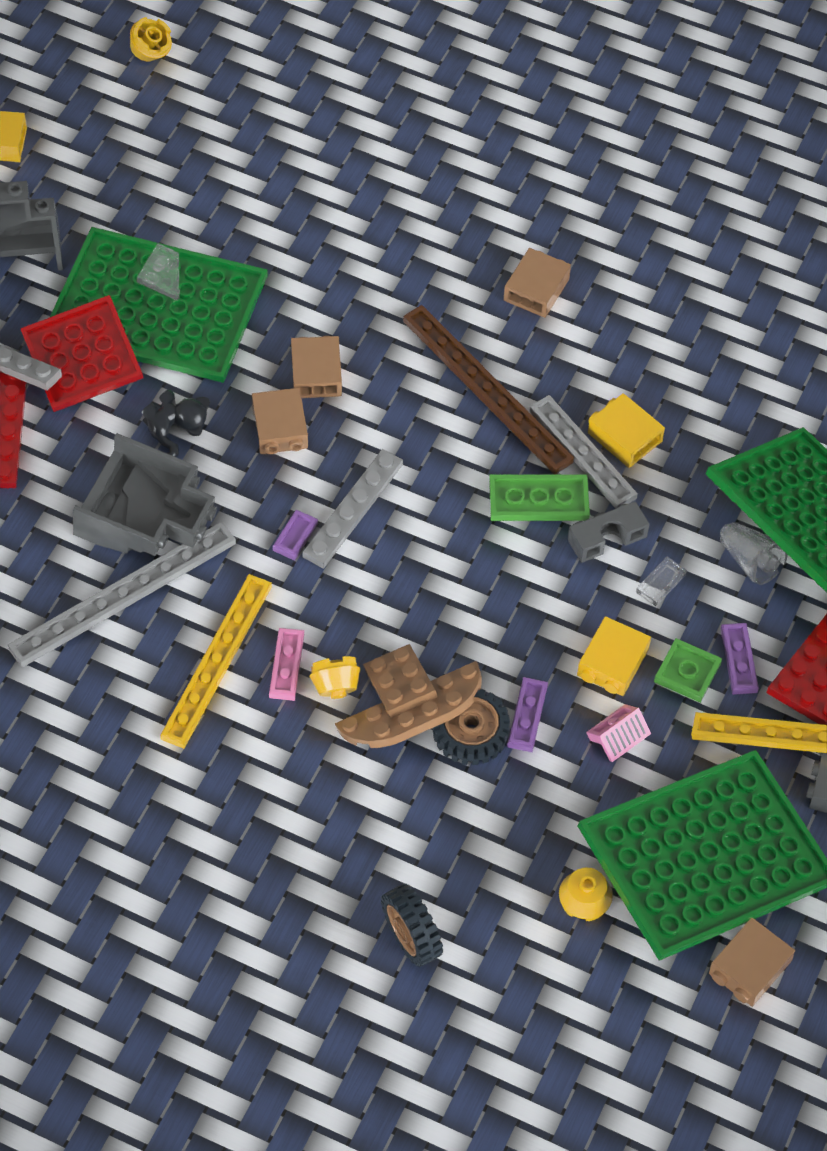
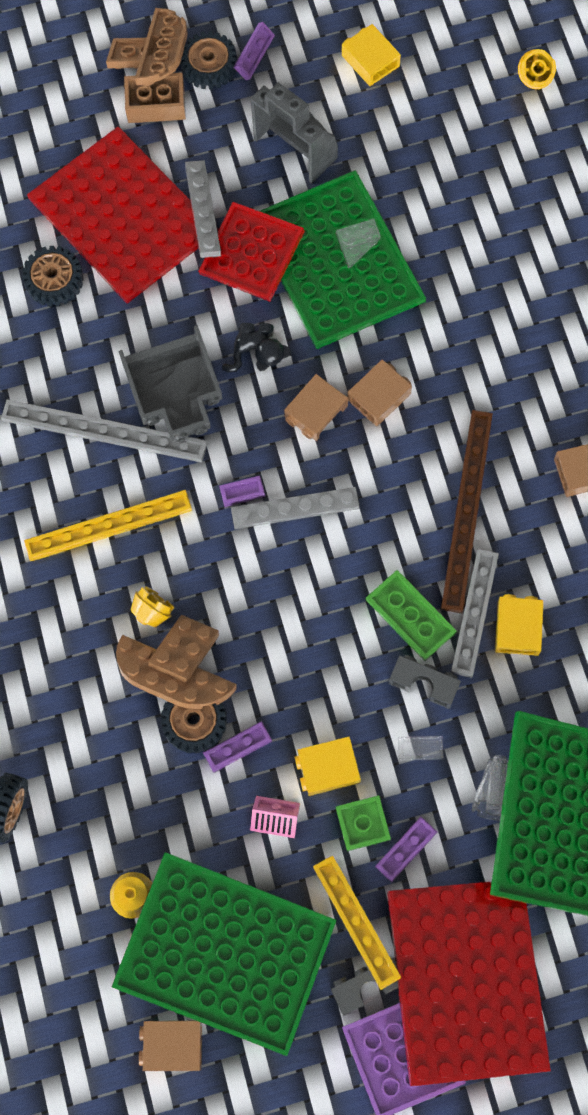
camera: 55 degrees right, 15 degrees up
(286, 664) = (142, 568): bright pink tile -> none

